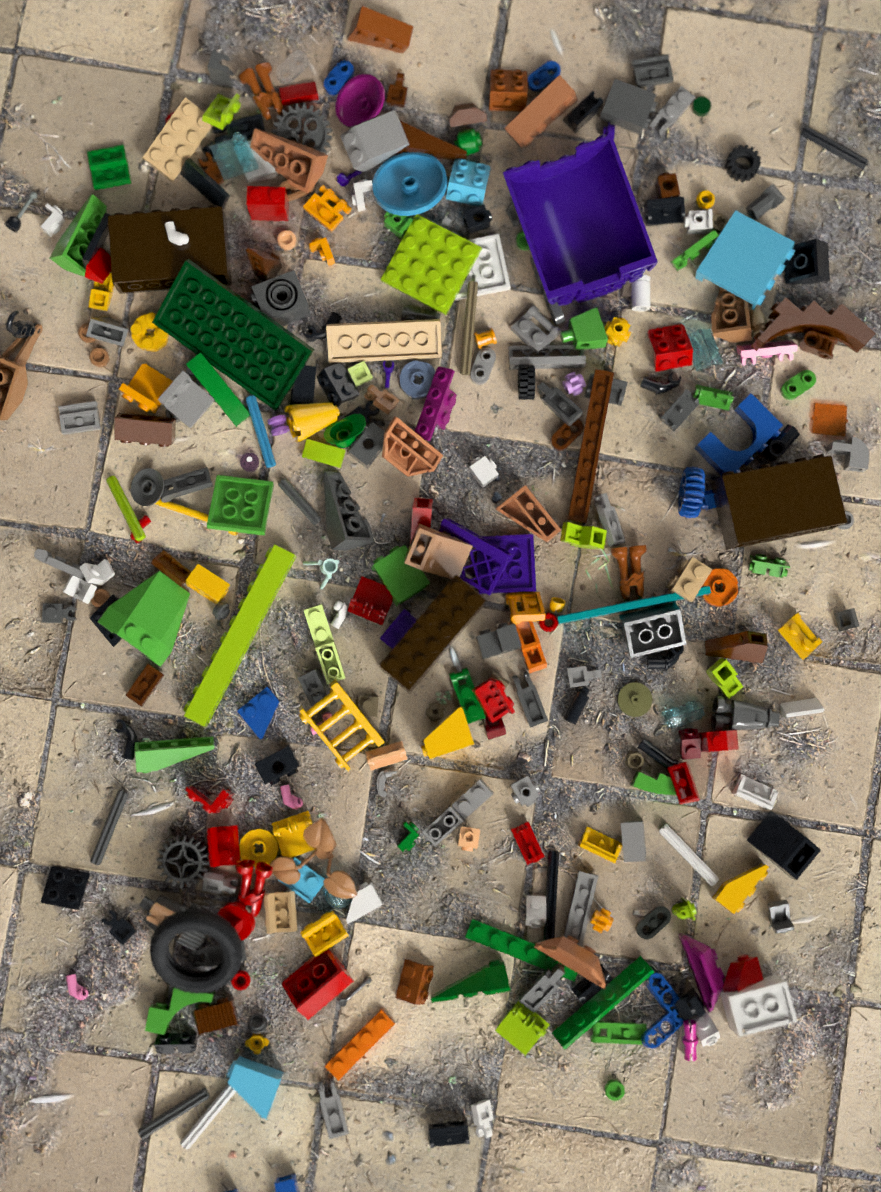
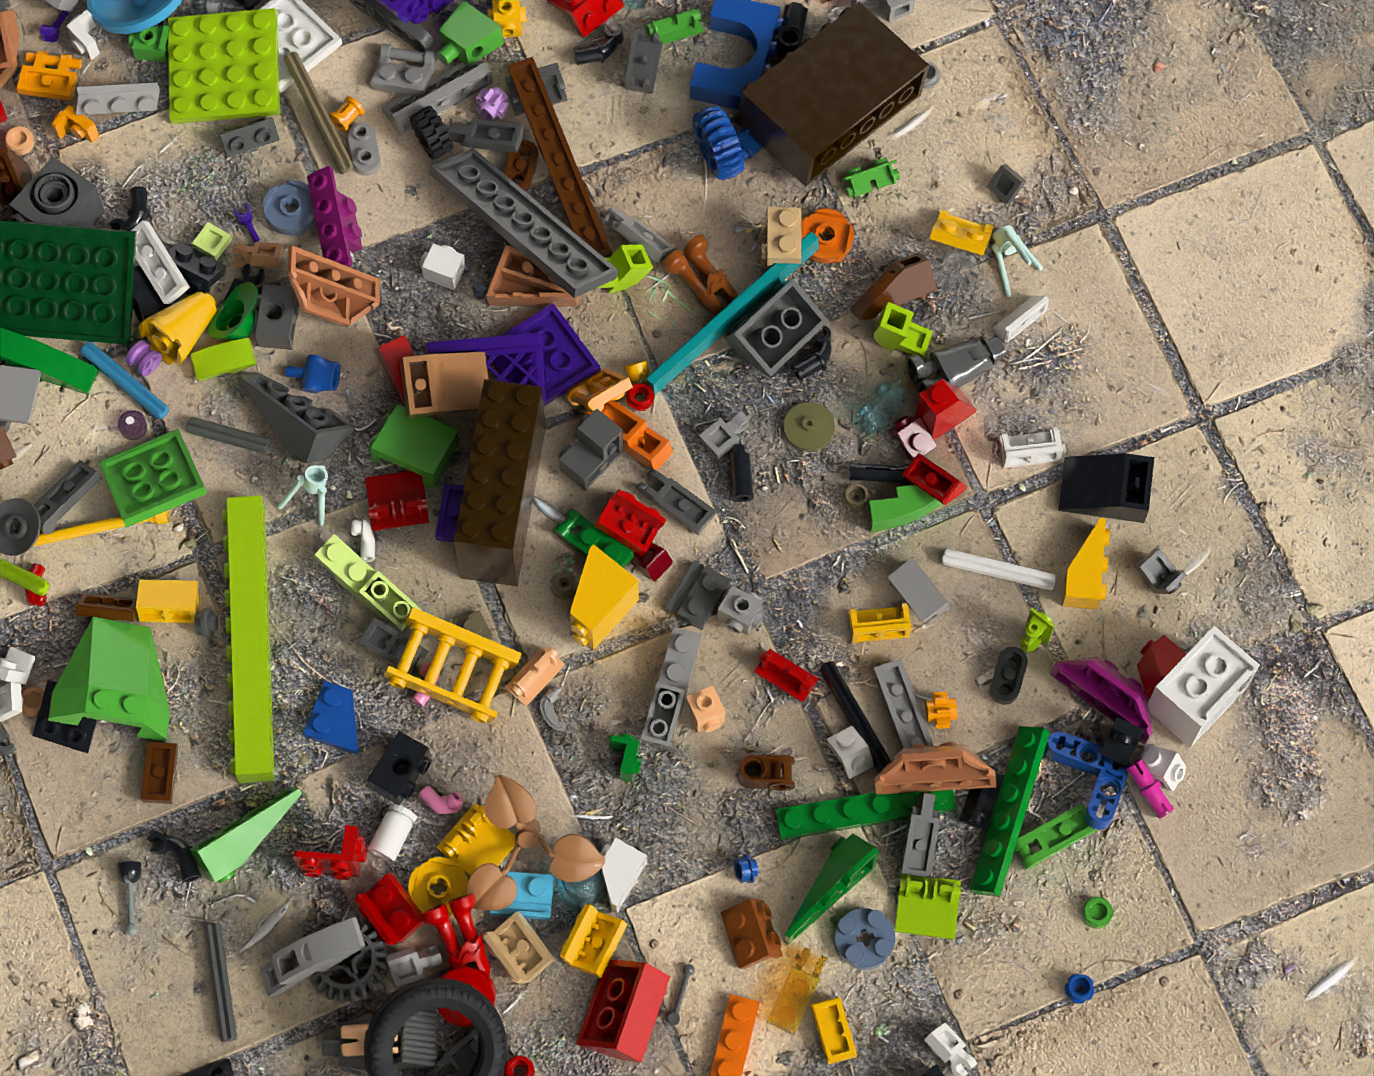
camera: 25 degrees left, 15 degrees down
(95, 734) = (130, 873): none -> hinge
(163, 851) = (311, 954): none -> light grey slope
(251, 801) = (392, 833): none -> white piece
(318, 372) = (158, 264): none -> white plate
(355, 249) = (116, 98): none -> light grey plate
(371, 495) = (317, 374): none -> blue piece
(384, 340) = (220, 183): tan plate -> none
(418, 1032) = (796, 994): none -> clear yellow hinge
(425, 1066) = (833, 1030): none -> yellow plate
(434, 943) = (746, 869): none -> blue plate
(480, 1034) = (854, 952): none -> sand blue plate
(482, 896) = (769, 772): none -> reddish brown piece
(507, 763) = (698, 595): none -> dark grey plate
(544, 476) = (524, 222): none -> dark grey plate
(581, 1127) = (1087, 988): none -> blue plate
(824, 657) = (1009, 243): none -> light aqua plant

